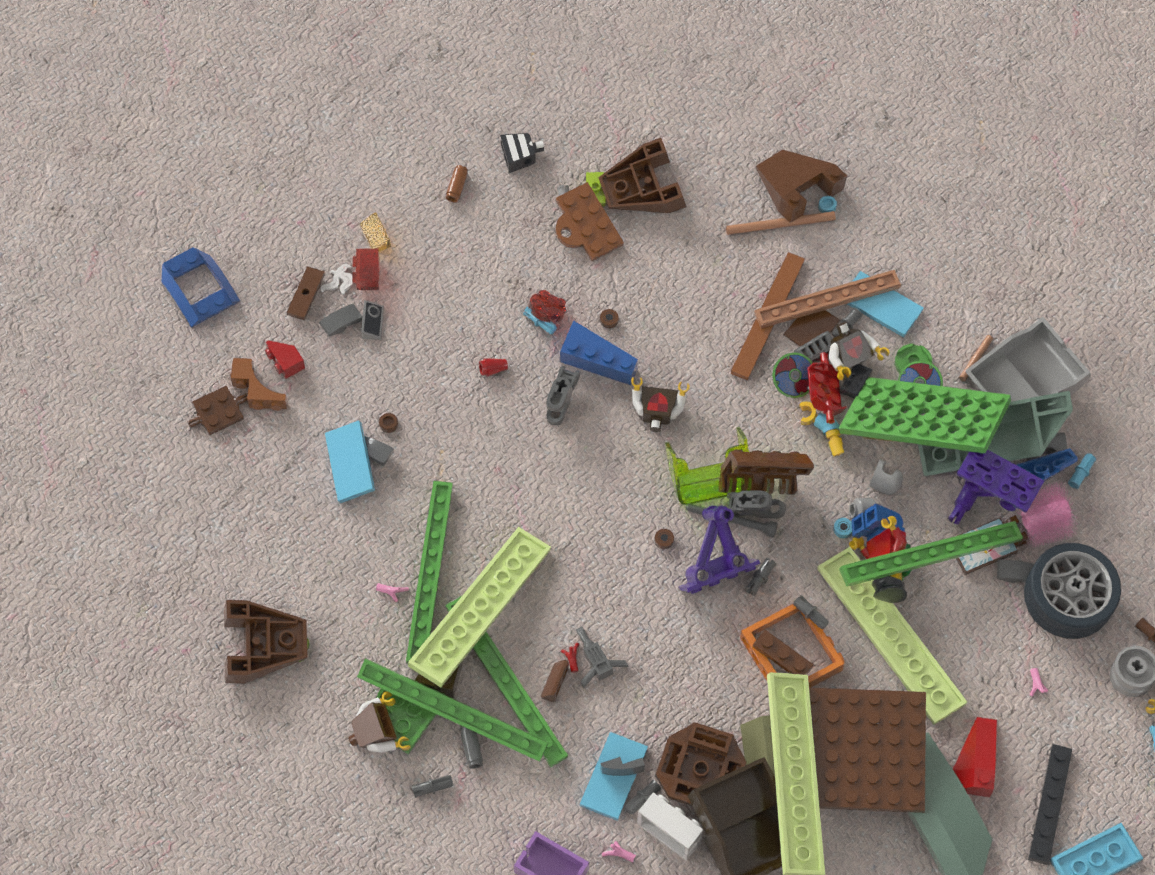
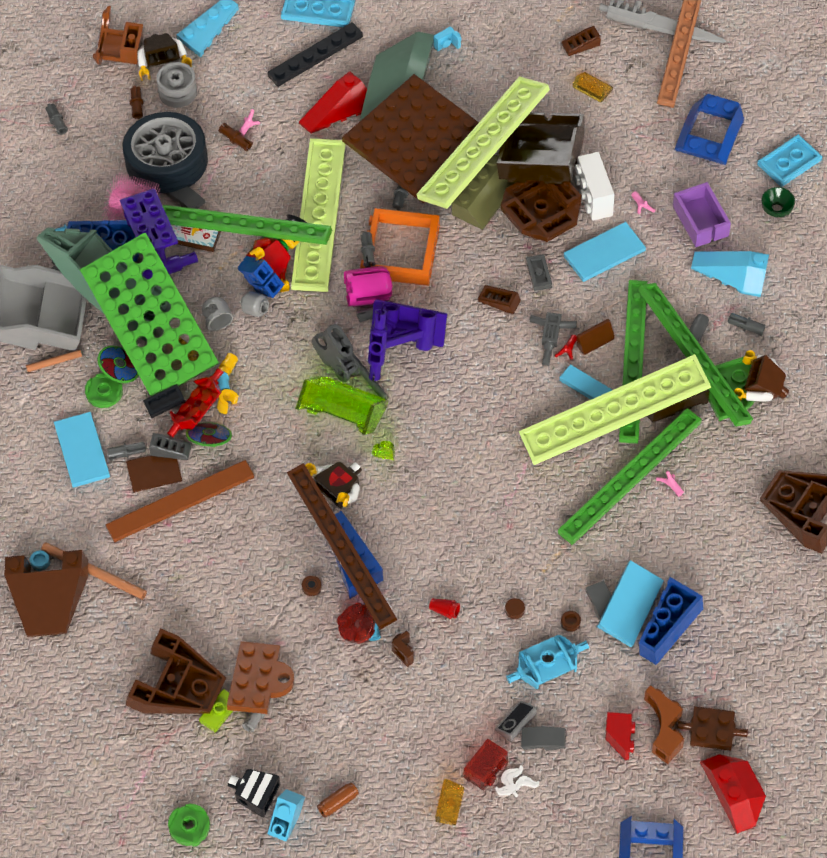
camera: 140 degrees left, 5 degrees down
(171, 375) = (736, 789): none -> red wedge
(308, 285) = (566, 777): reddish brown tile -> none
(308, 472) = (670, 619): none -> blue wedge
(379, 391) = (536, 671): none -> medium azure plate
(439, 403) = (515, 608): none -> reddish brown tile
(482, 837) = (735, 268): none -> medium azure wedge
(484, 149) = (285, 814): none -> medium azure slope
(497, 311) = (402, 649): none -> reddish brown bracket
(526, 631) = (583, 383): none -> medium azure tile
(546, 112) = (183, 815): none -> bright green plate
(560, 394) = (410, 536): dark grey piece -> none
(604, 340) = (342, 546): none -> reddish brown plate
(617, 768) = (591, 239): dark grey slope -> none
(641, 797) = (595, 224): dark grey axle -> none
(645, 457) = (384, 450): none -> clear neon green tile
(653, 710) = (539, 272): none -> dark grey plate
(659, 670) = (508, 305): none -> reddish brown slope
(664, 538) = (423, 385): reddish brown tile -> none
(759, 466) = (309, 348): reddish brown slope -> none
(777, 576) = (367, 284): none -> dark pink cylinder
(782, 654) = (414, 237): reddish brown plate -> none
(827, 299) = (122, 476): nougat tile -> none
(842, 528) = (280, 306): medium azure tile -> none
(852, 348) = (147, 419): torso -> none
(1034, 660) = (235, 137): none -> reddish brown pin

